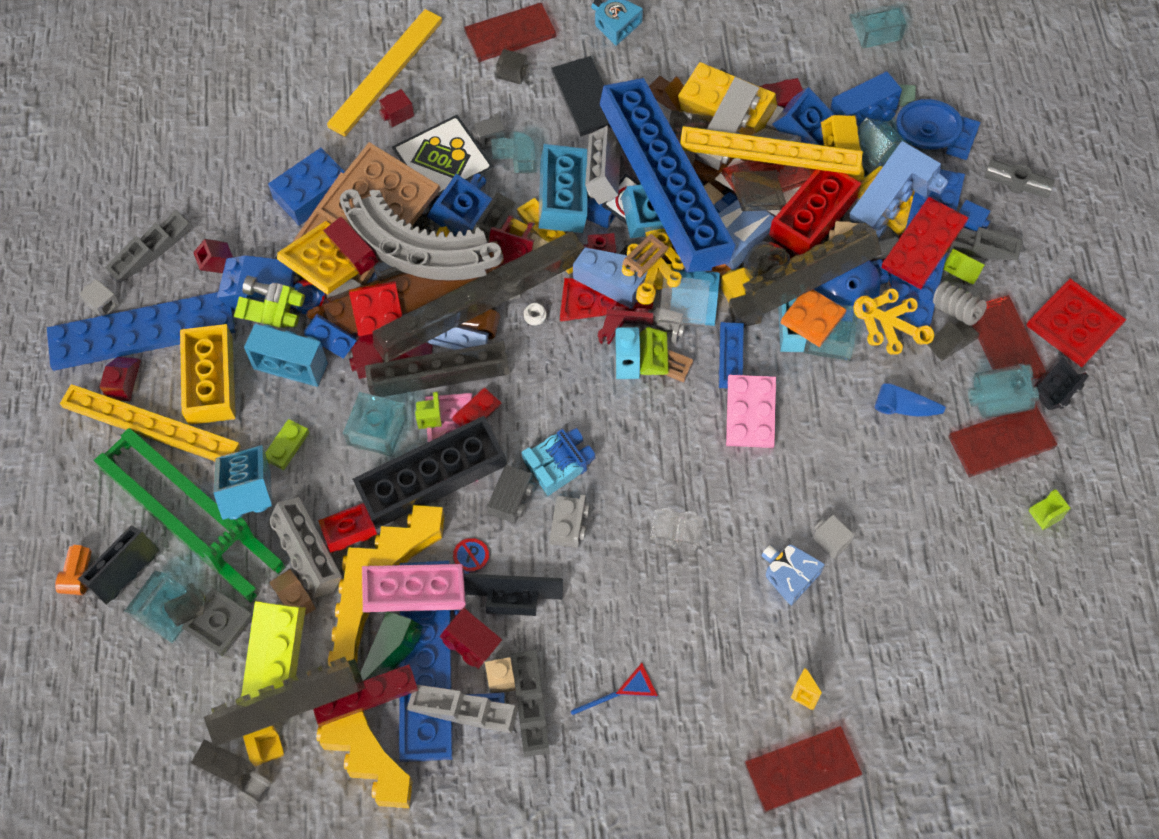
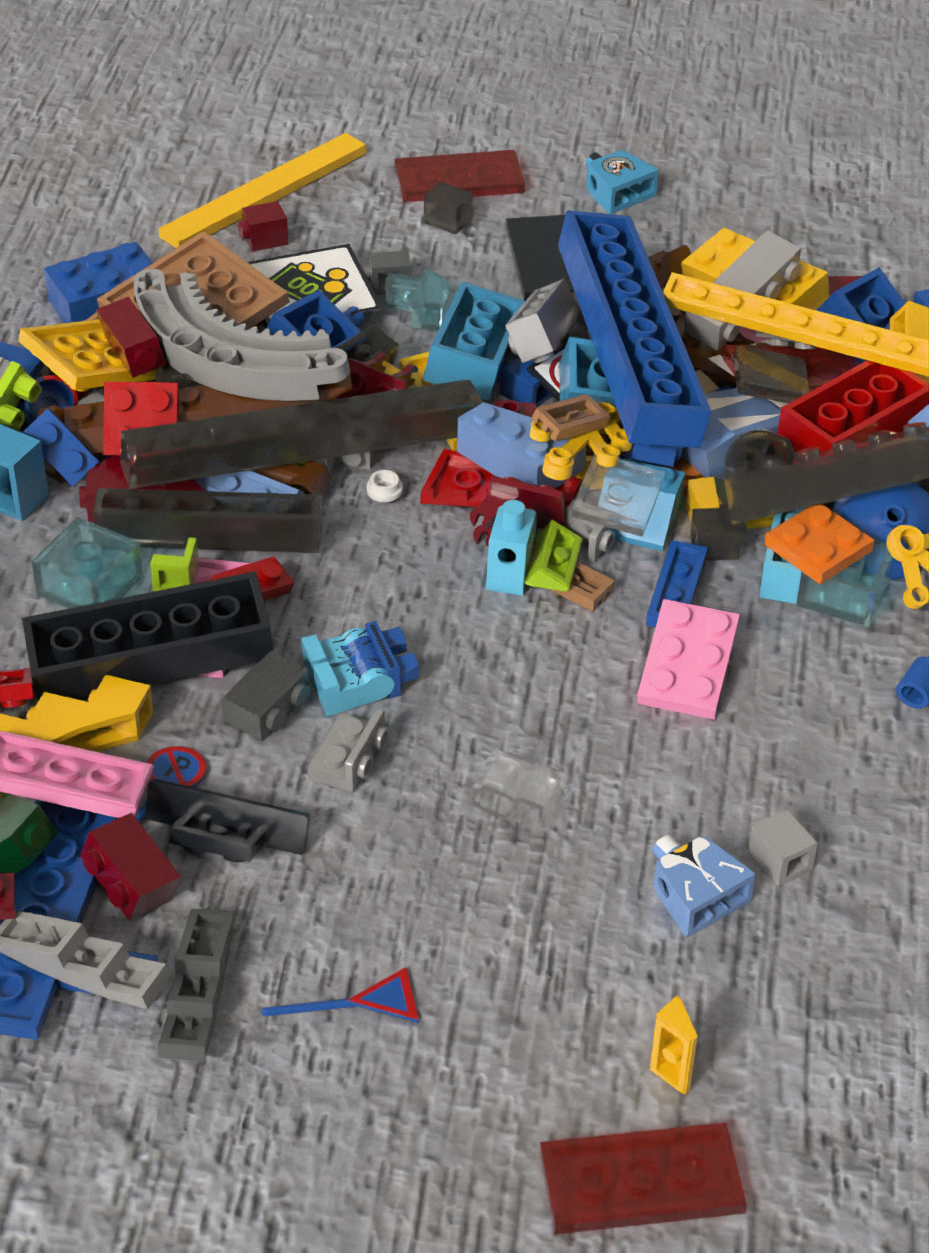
camera: 10 degrees right, 20 degrees down
(500, 675) = (159, 927): tan brick -> none

